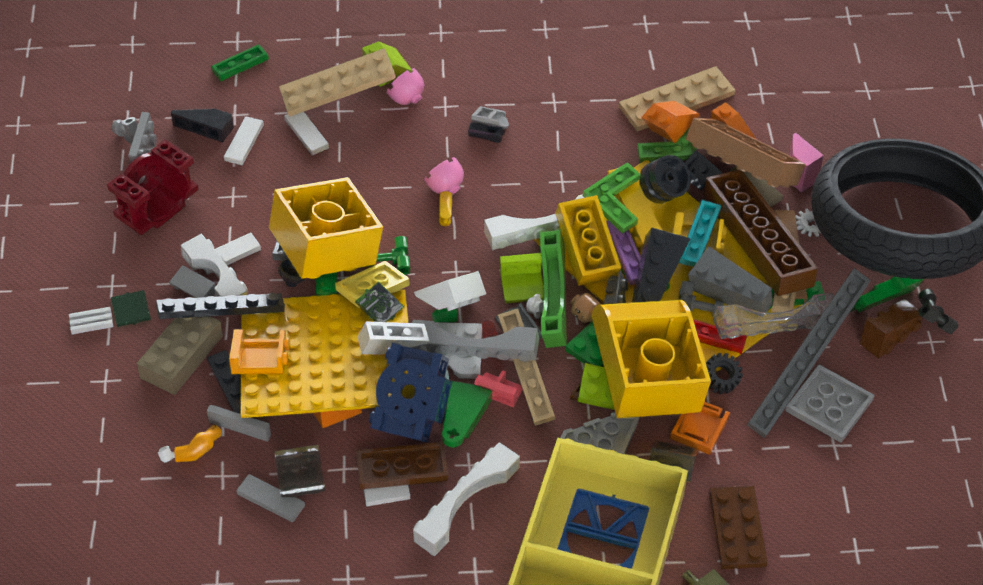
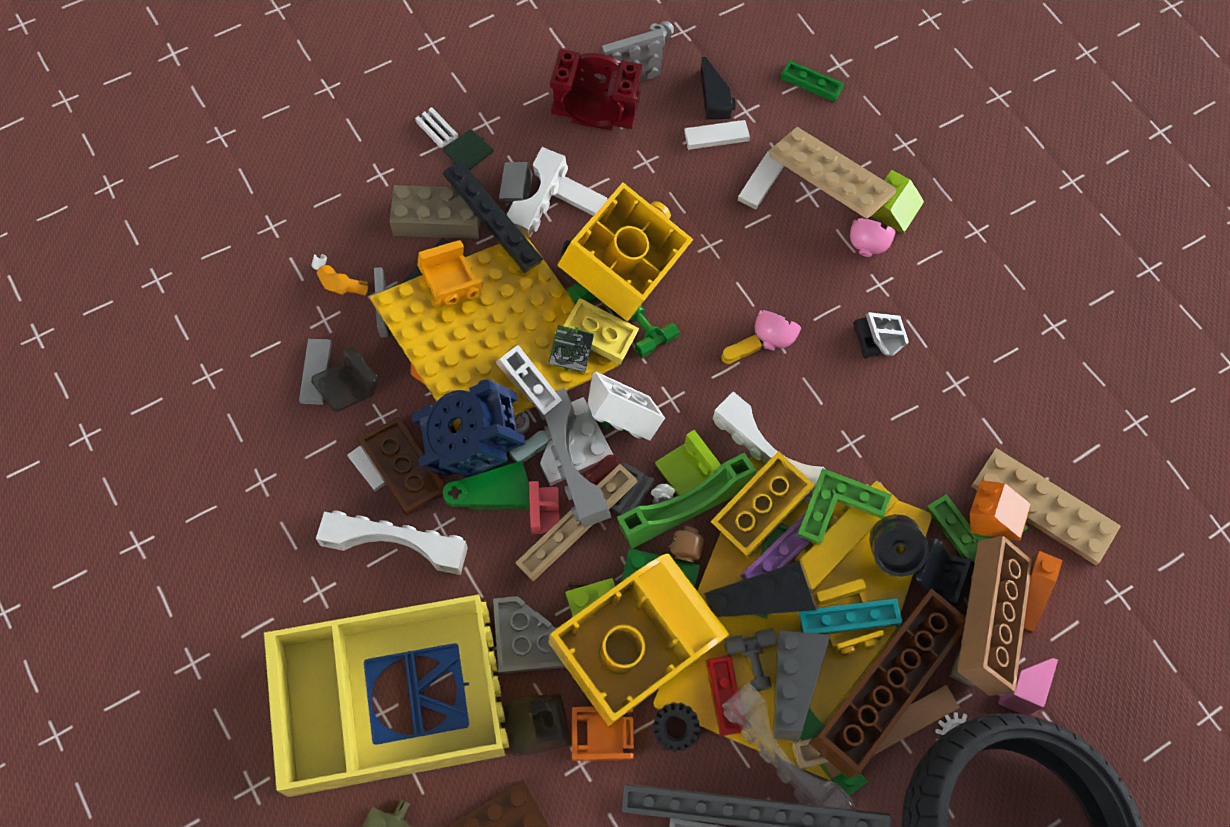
camera: 60 degrees right, 15 degrees up
(616, 289) = (730, 565): dark grey hinge -> none

